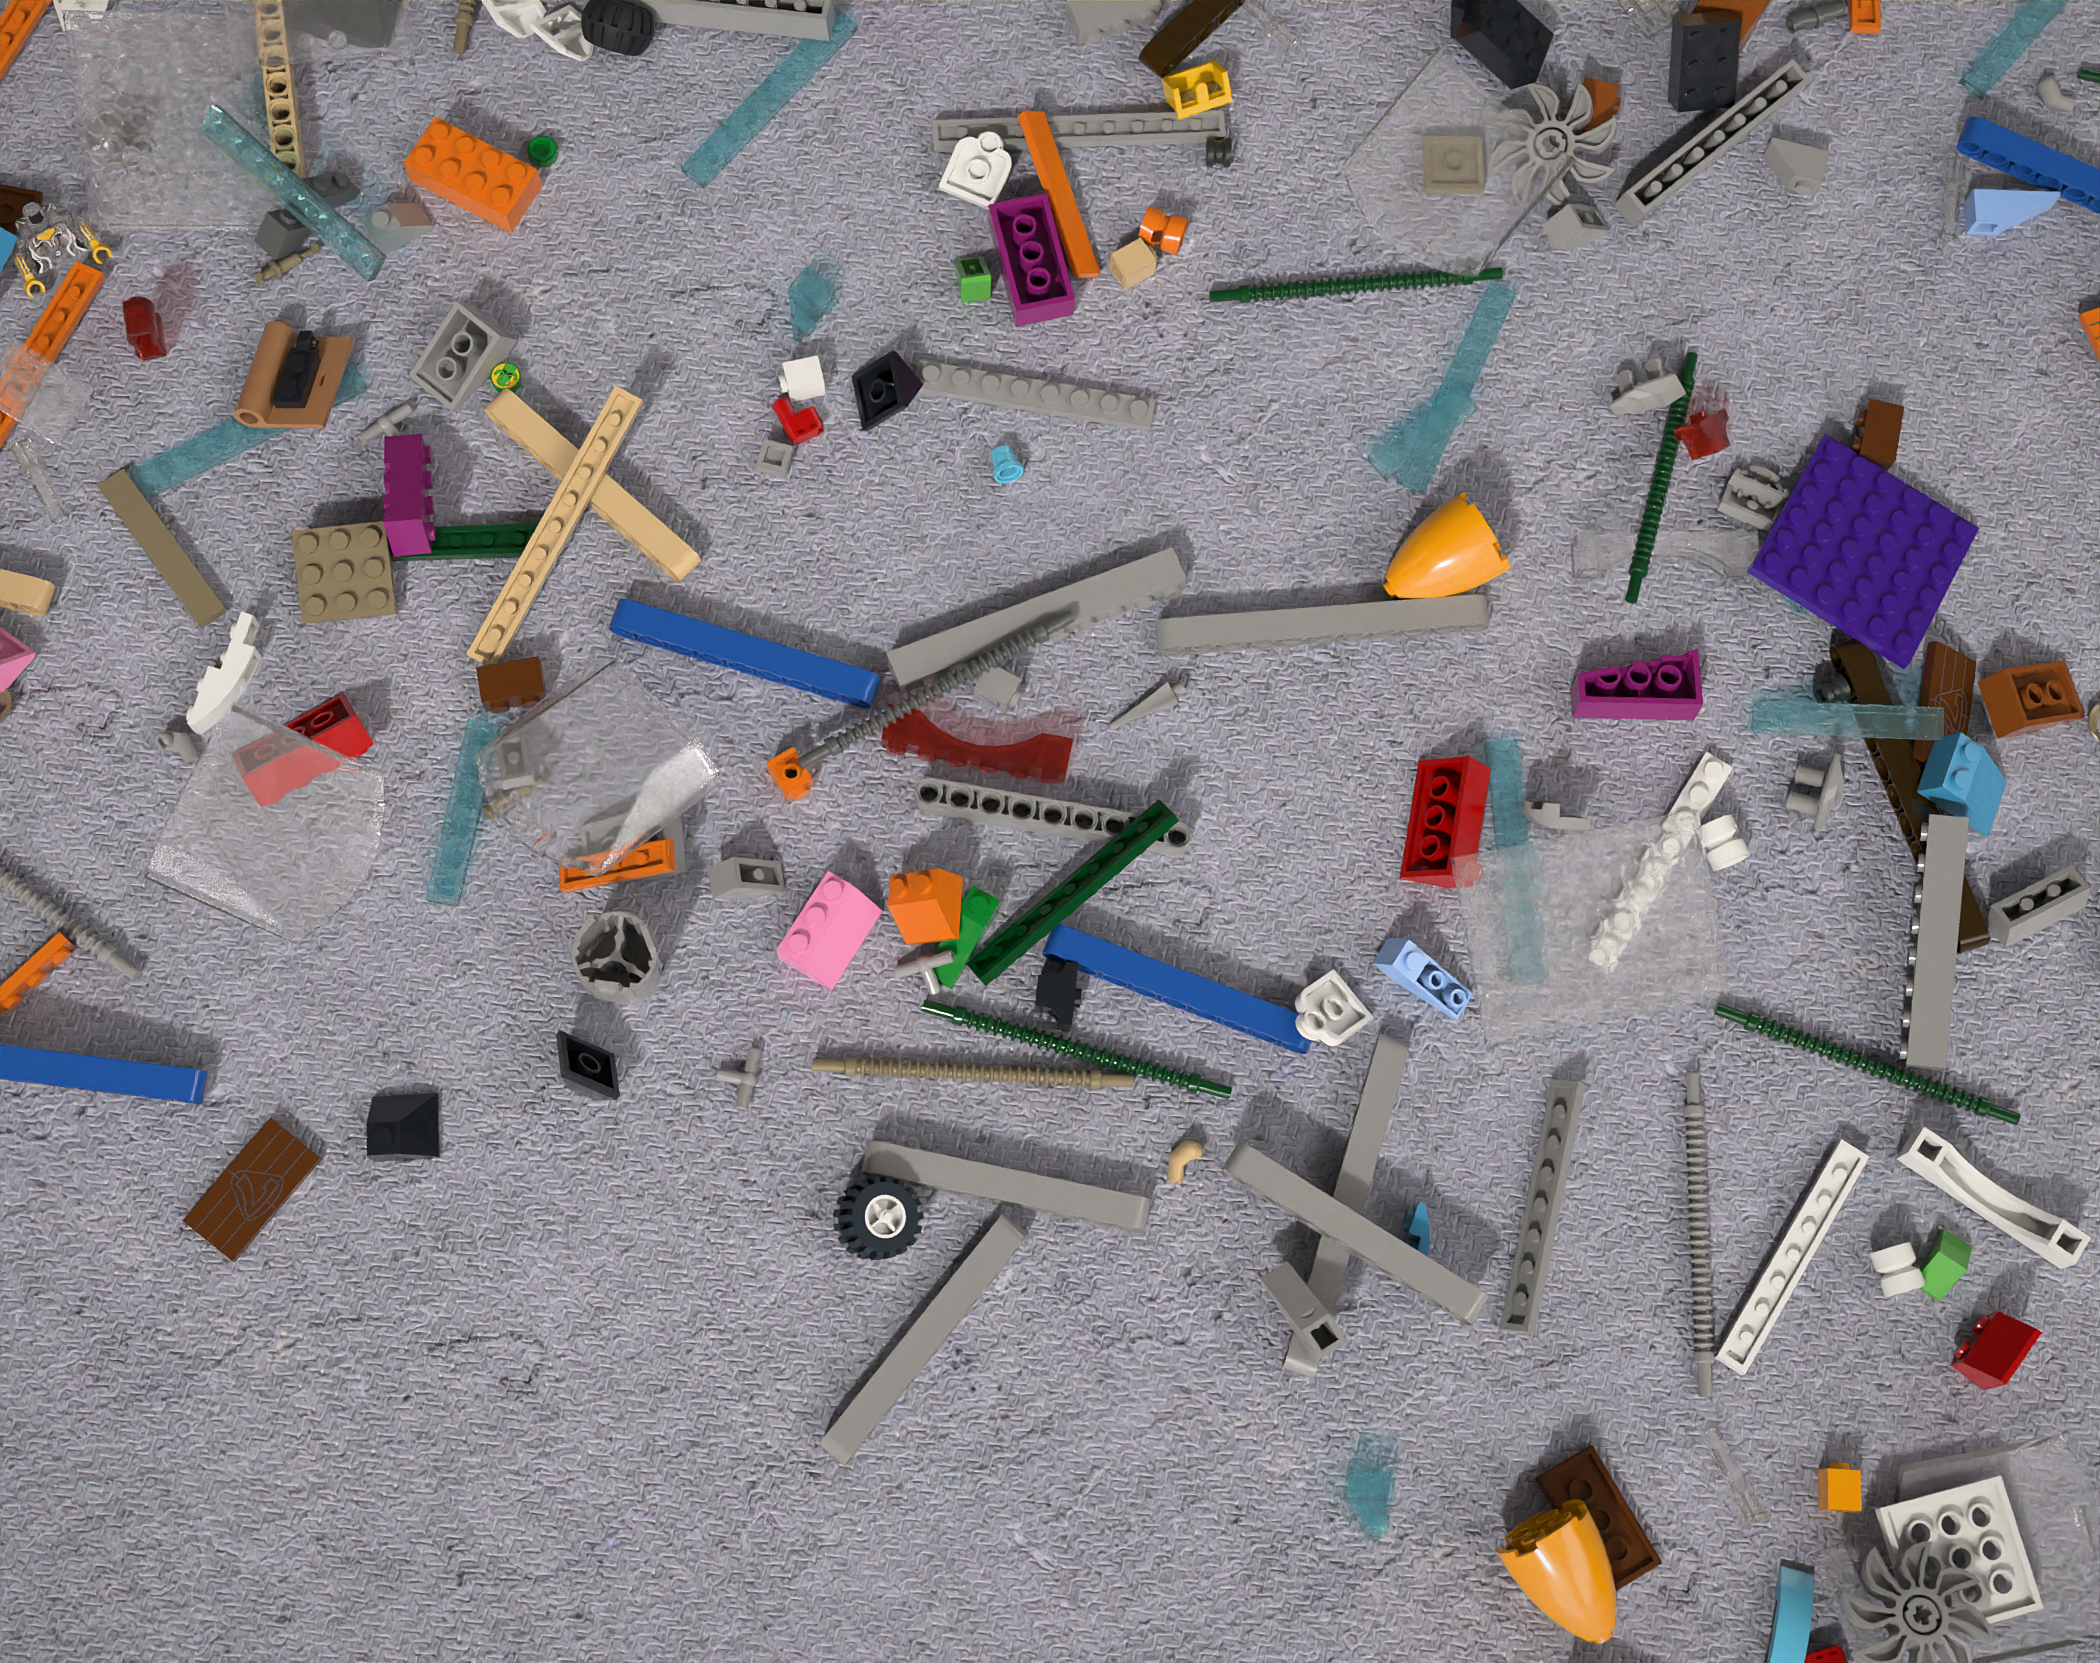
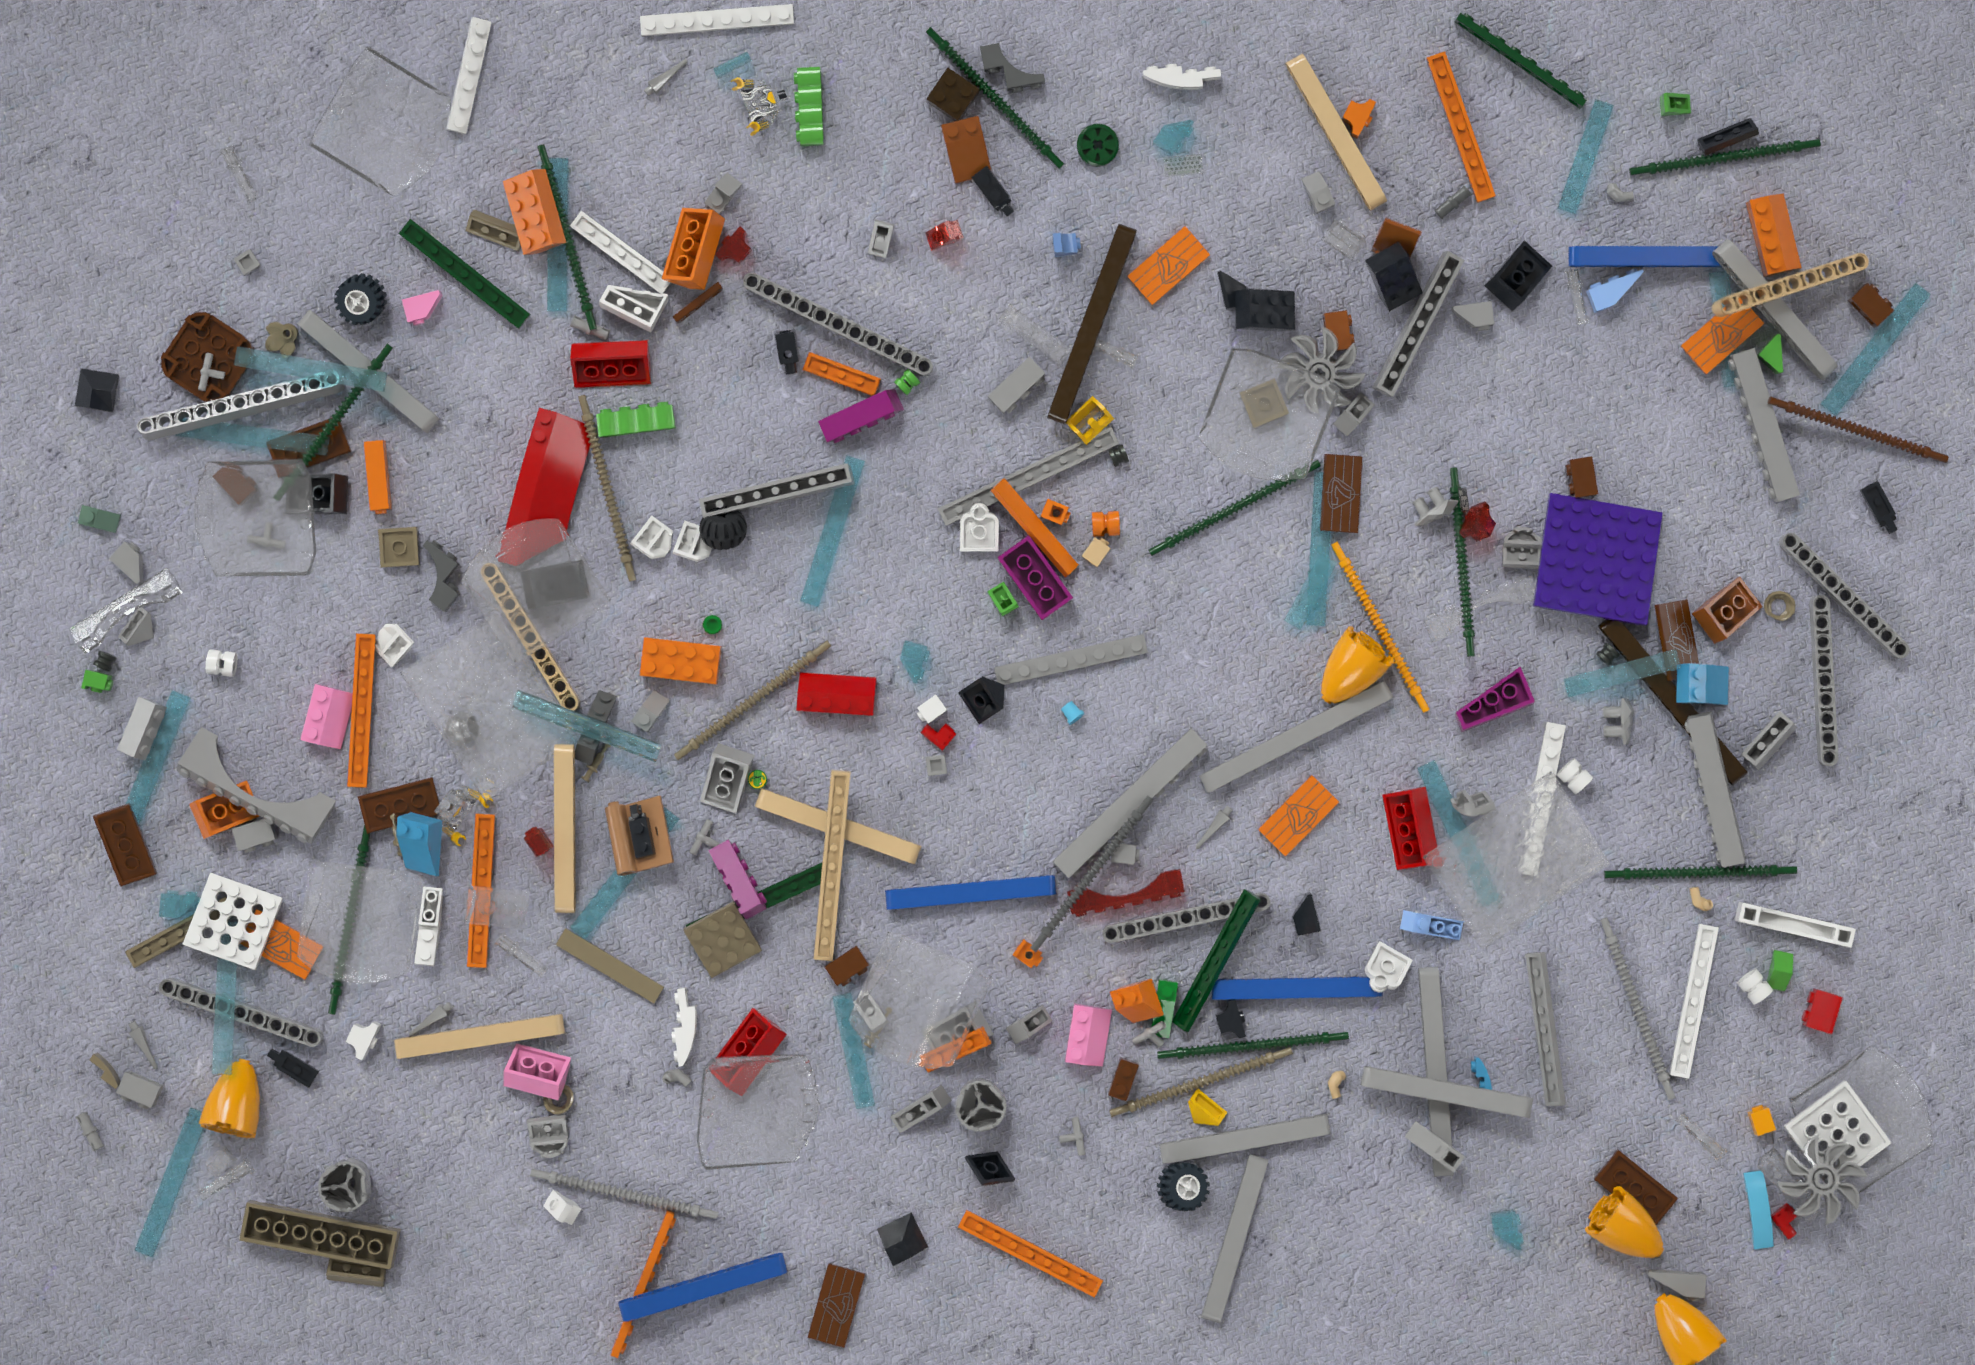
camera: 15 degrees left, 15 degrees up
(190, 326) = (564, 828): none -> tan beam
(439, 294) = (811, 656): none -> dark tan hose
(525, 937) = (921, 1108): none -> light grey slope
(593, 1231) = (1030, 1253): none -> orange plate
(672, 309) = (836, 694): none -> red slope
(855, 1017) = (1123, 1079): none -> reddish brown brick
(961, 1117) = (1205, 1110): none -> yellow slope
(1095, 181) = (1050, 506): none -> orange brick
(1236, 883) = (1306, 917): none -> black slope
(1281, 740) = (1298, 815): none -> orange tile
(1517, 322) = (1341, 493): none -> reddish brown tile
(1524, 631) = (1414, 689): none -> light orange hose
(1692, 402) = (1464, 501): none -> clear smoke sticker
(1849, 1108) = (1698, 901): none -> tan arm
(1874, 140) = (1518, 276): none -> black slope

